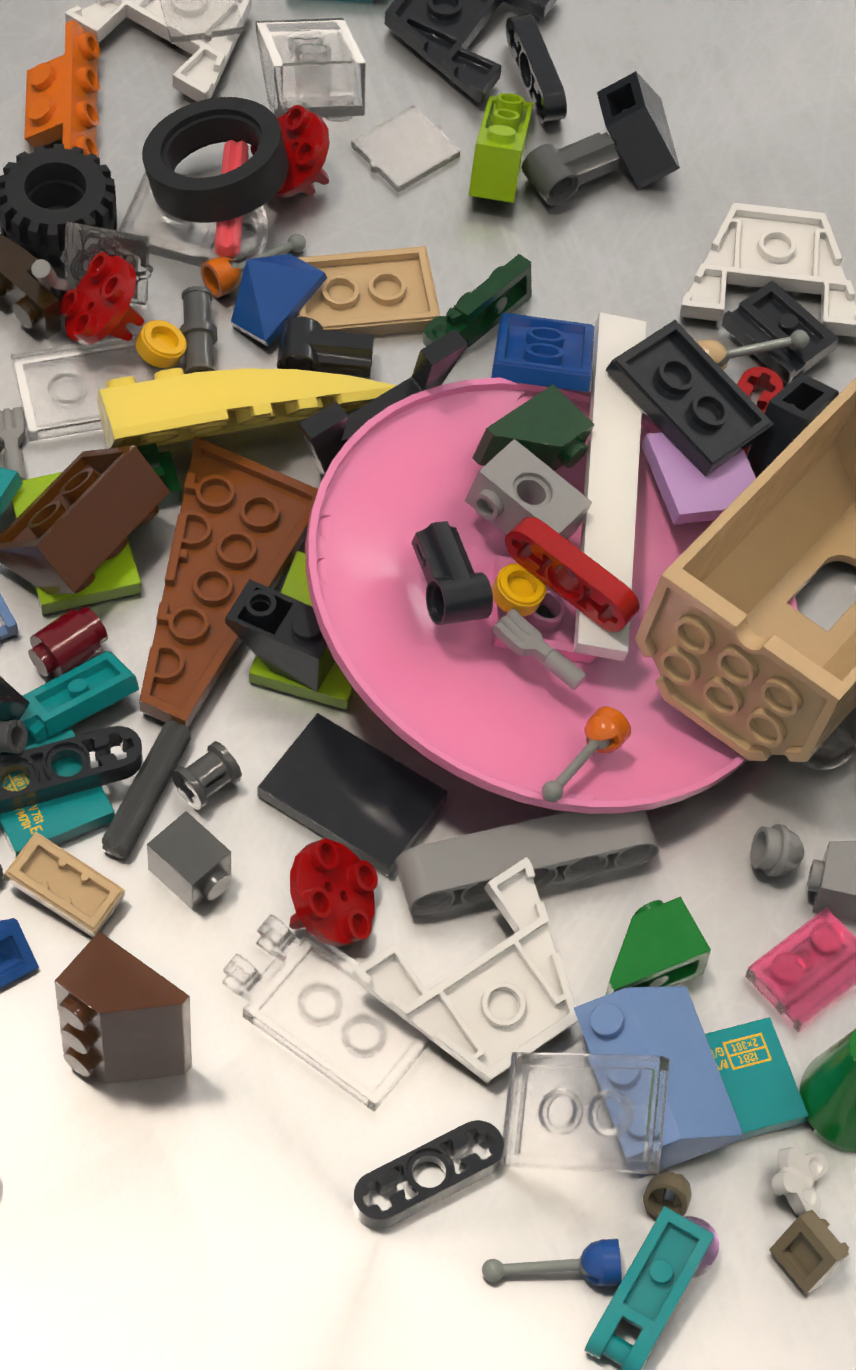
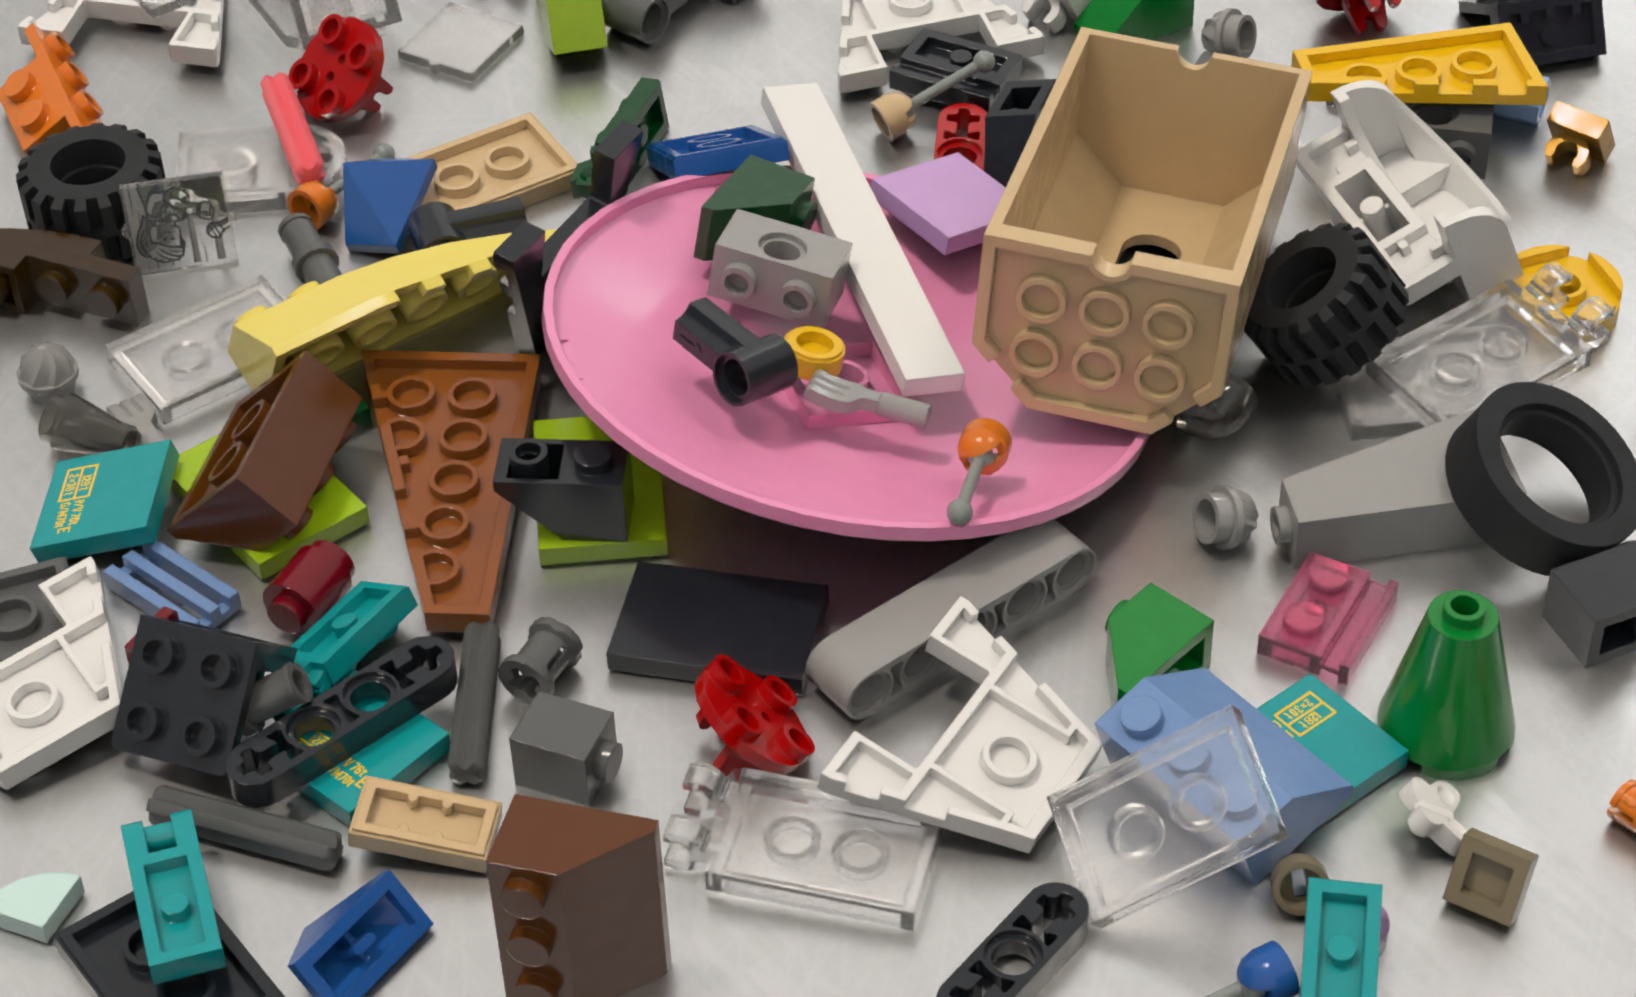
camera: 15 degrees left, 15 degrees down
(48, 278) = (119, 249): light grey piece -> none
(101, 301) = (192, 255): red plate -> none
(161, 344) = (275, 278): yellow tile -> none
(226, 194) = (273, 120): black tyre -> none
(548, 555) = (889, 297): red beam -> none
(689, 397) = (901, 133): black tile -> none

